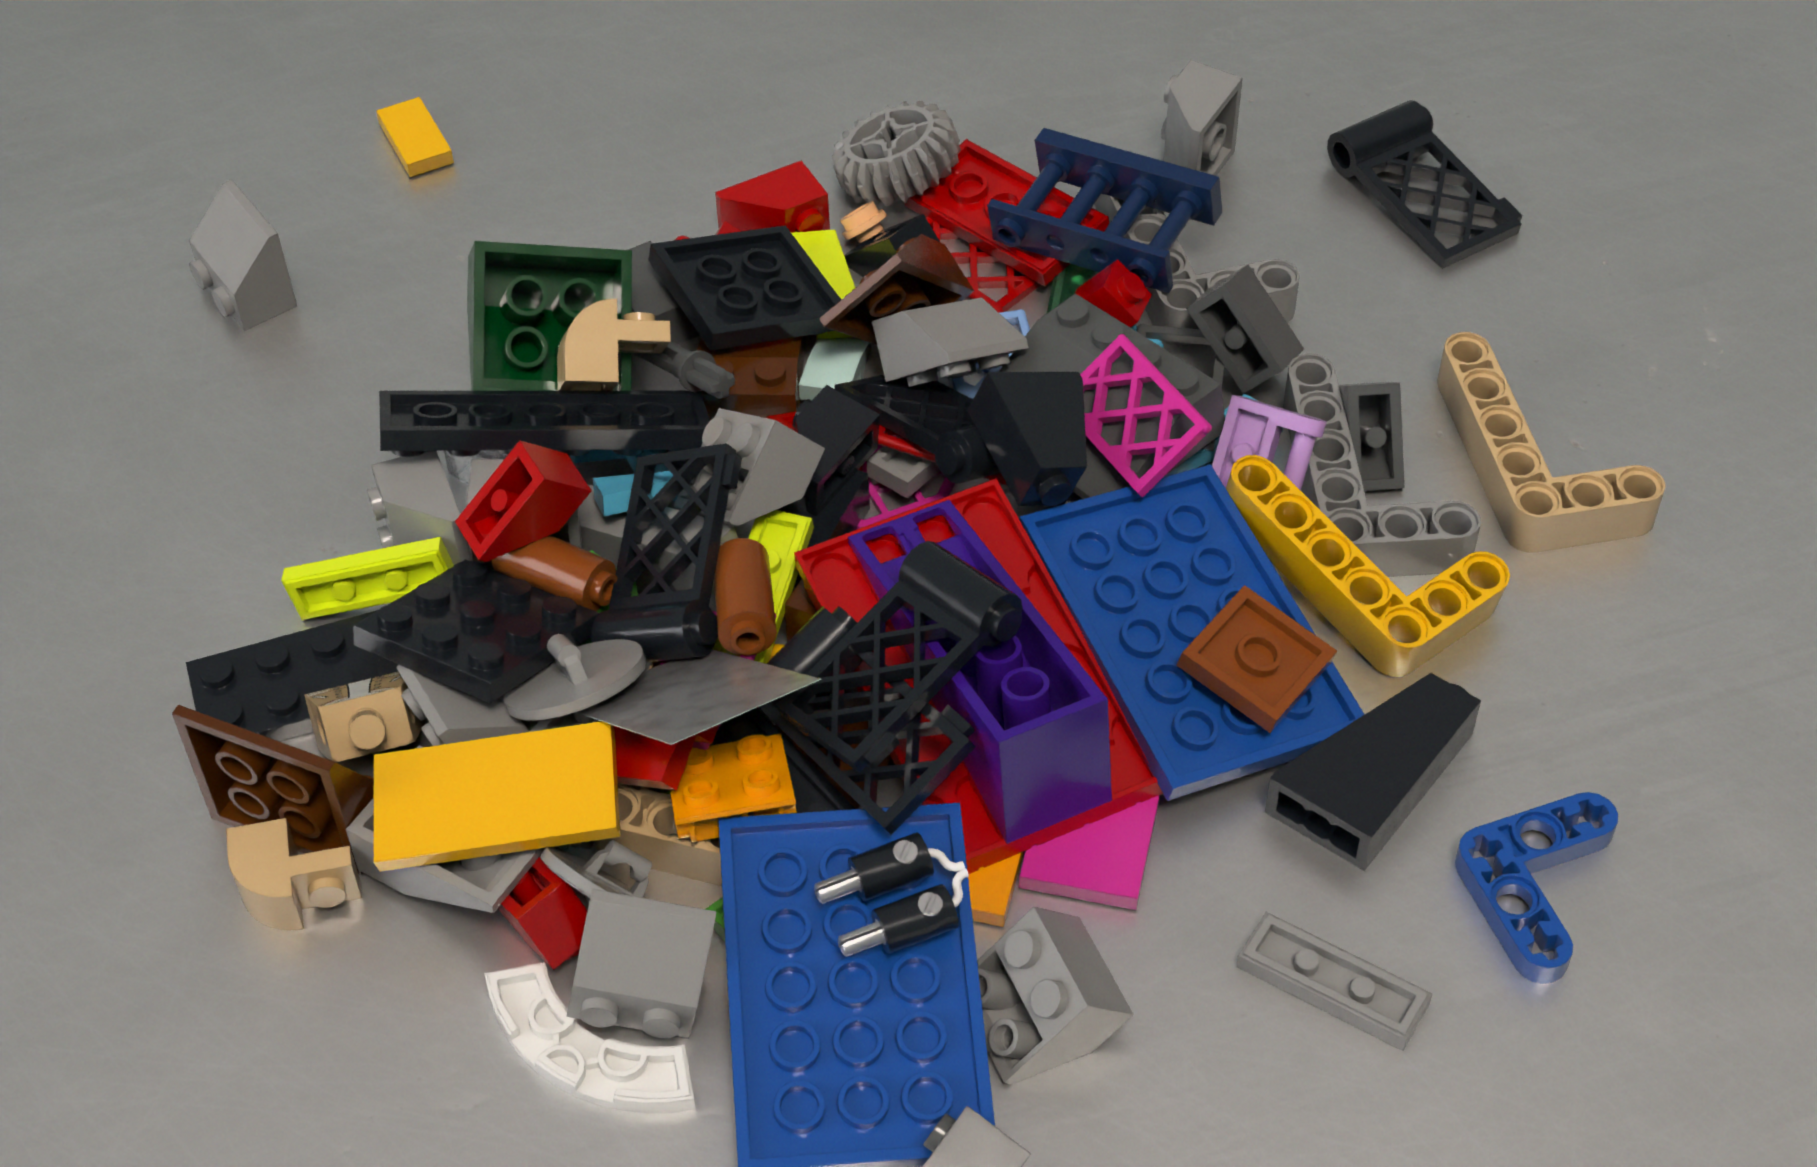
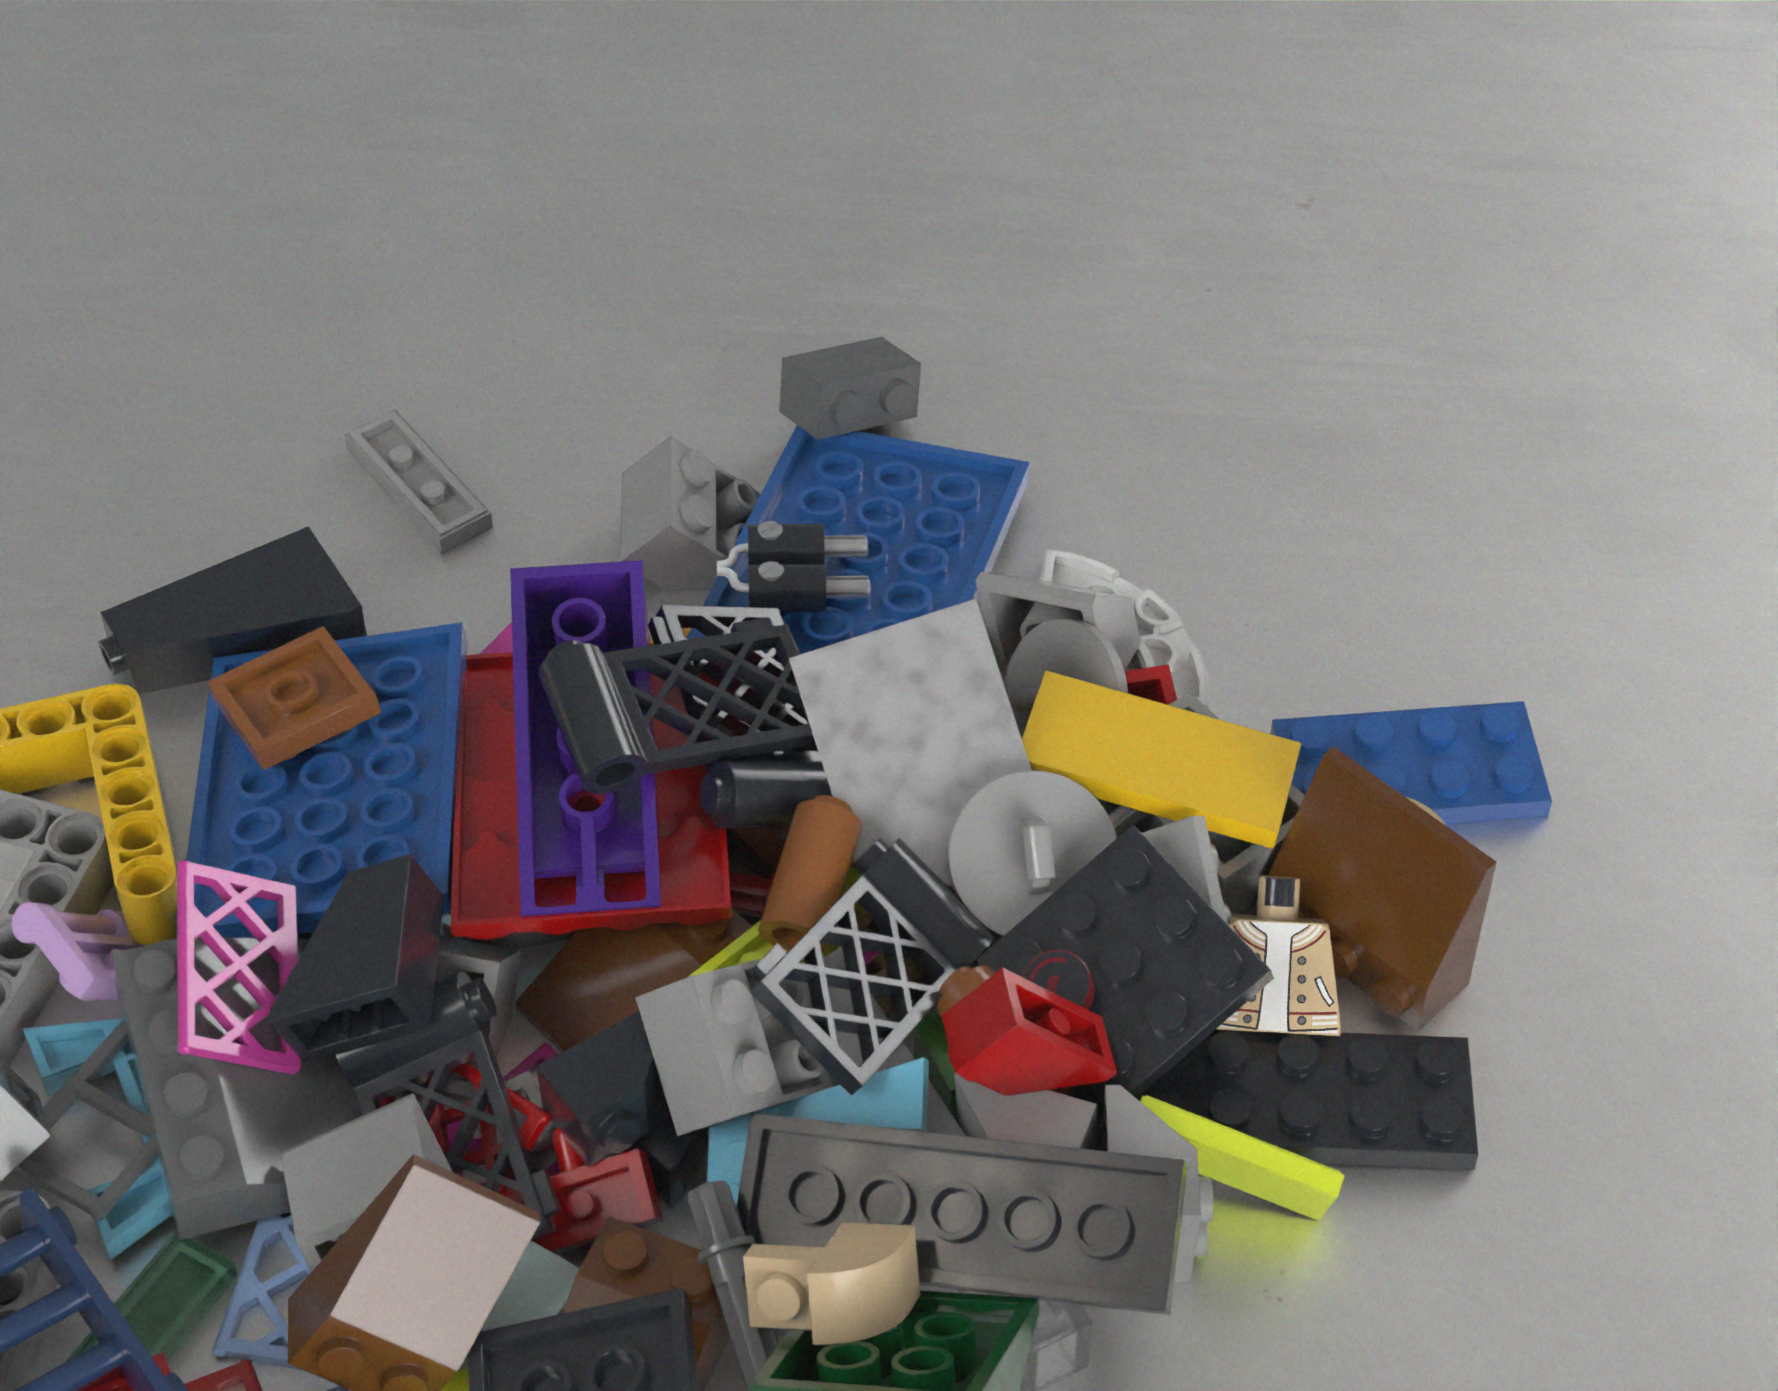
camera: 160 degrees left, 0 degrees up
(286, 988) = (1452, 759): none -> blue plate
(520, 581) = (1063, 975): none -> black tile
(1117, 293) = (125, 1234): red brick -> none
(1513, 871) = (177, 519): blue beam -> none

